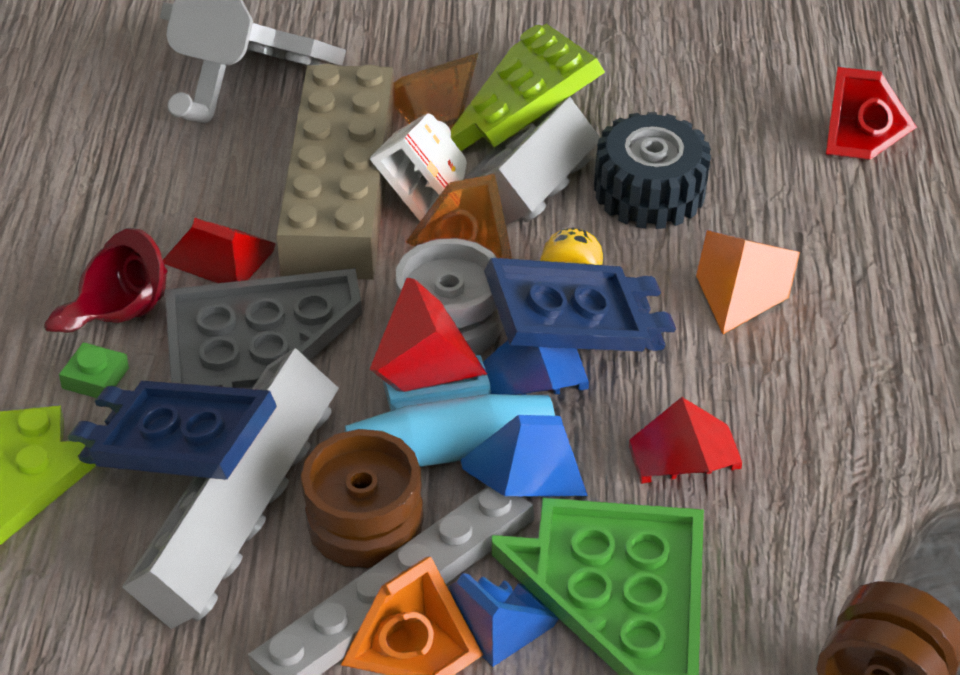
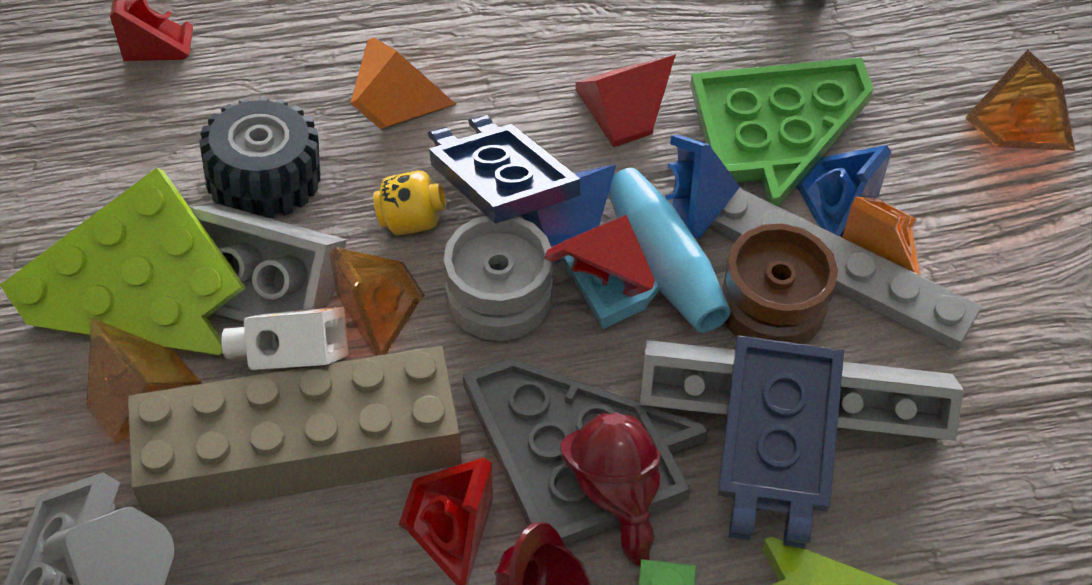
camera: 105 degrees left, 10 degrees up
(198, 329) = (618, 473): none -> dark red piece

